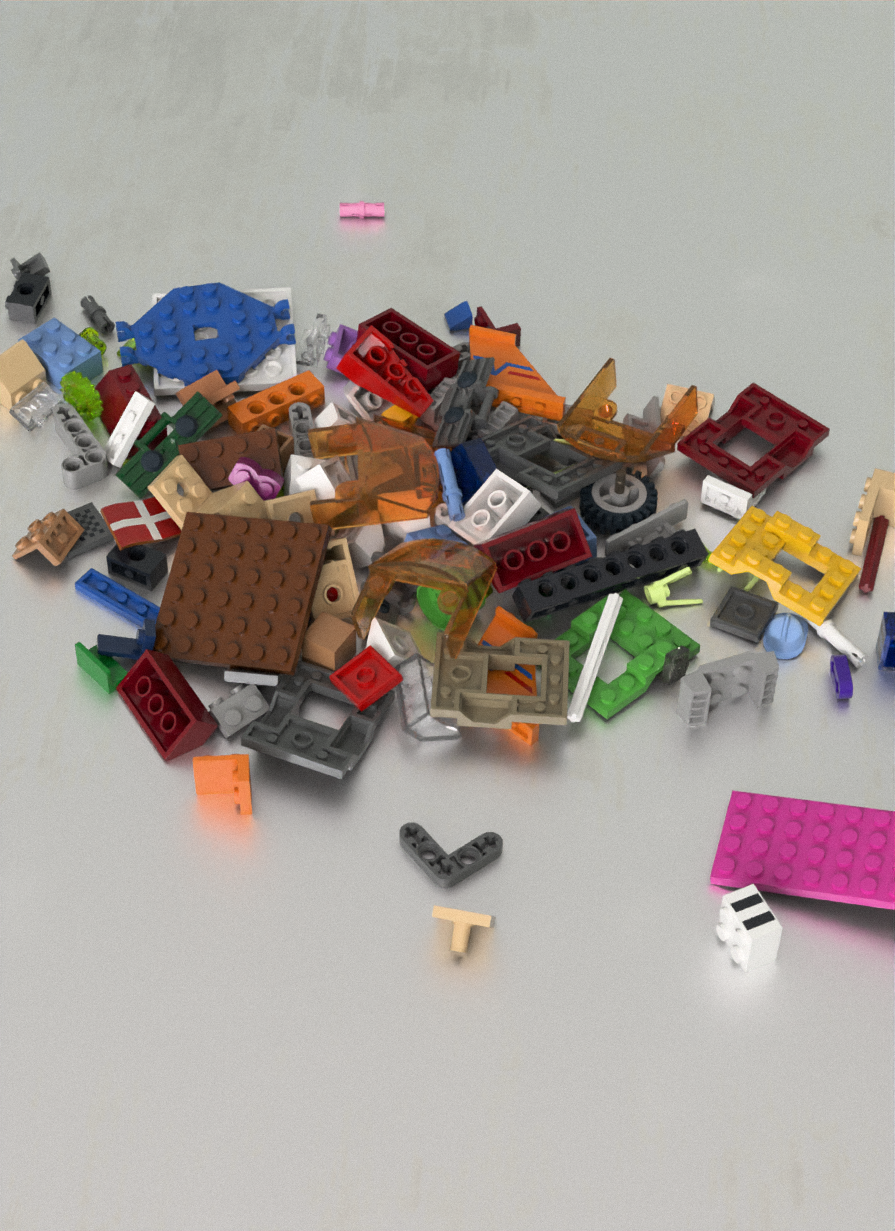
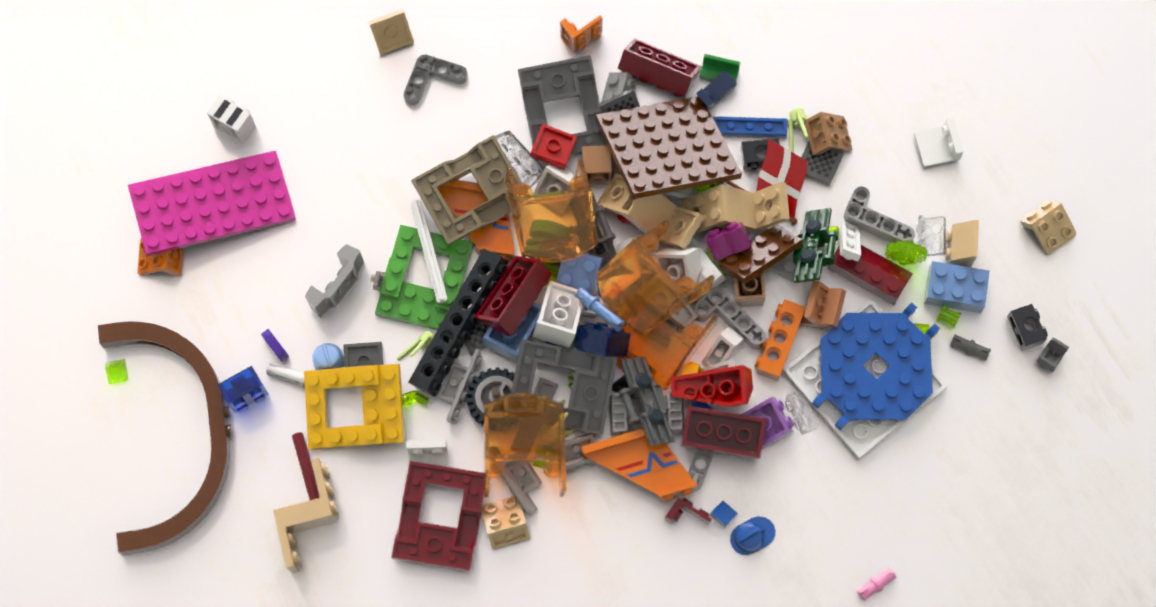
camera: 150 degrees right, 25 degrees up
(63, 574) = (797, 119): none -> yellowish green plant
(445, 291) = (752, 535): none -> blue piece

